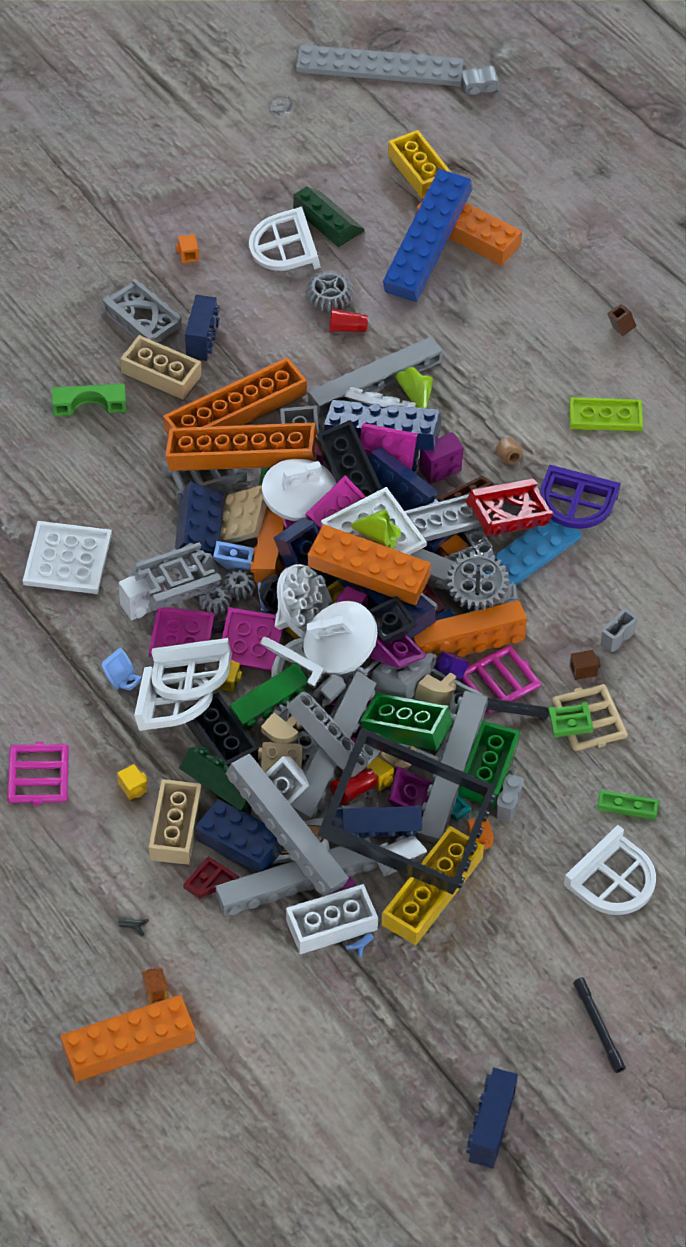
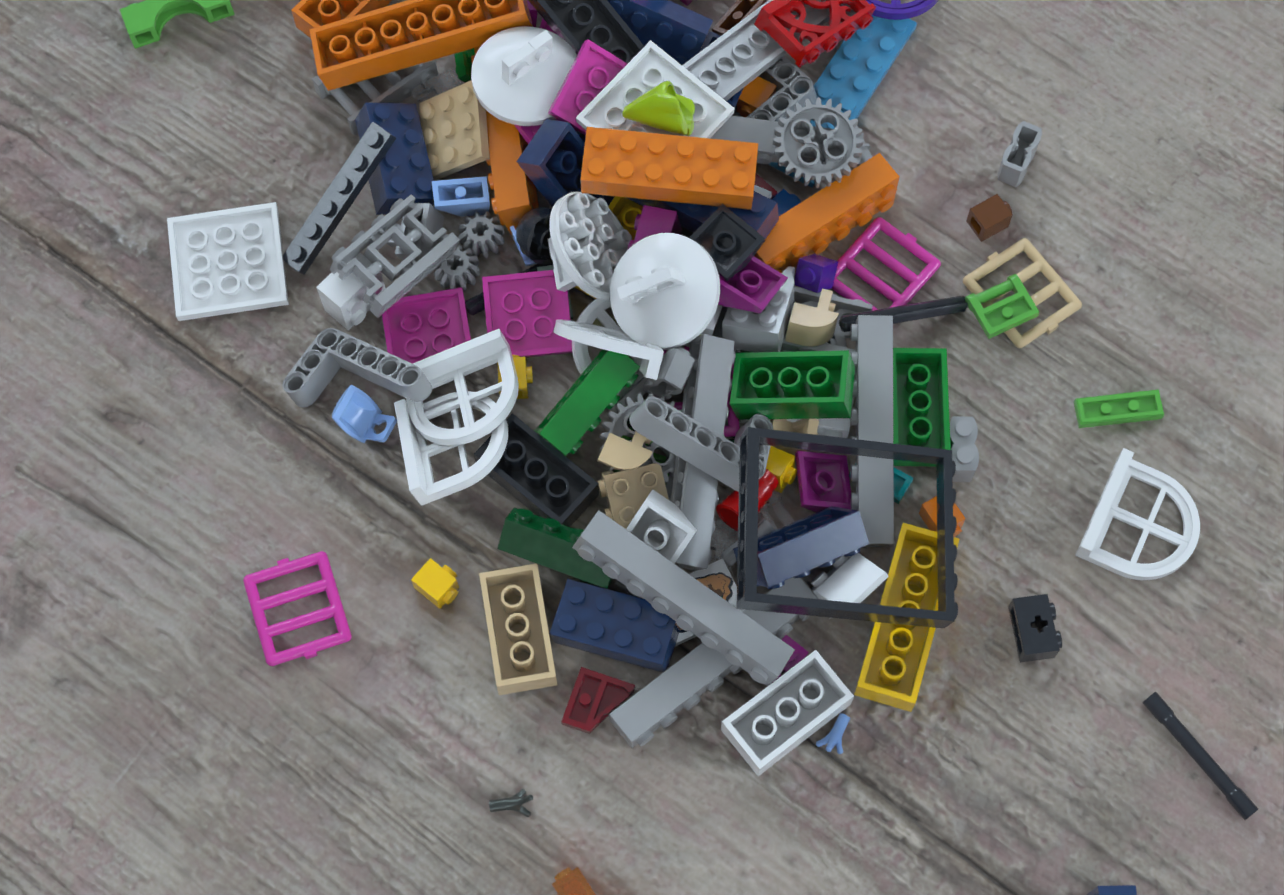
camera: 15 degrees left, 15 degrees up
(122, 628) = (338, 350): none -> light grey beam
(152, 535) = (338, 198): none -> plate
(513, 927) = (1030, 643): none -> black brick

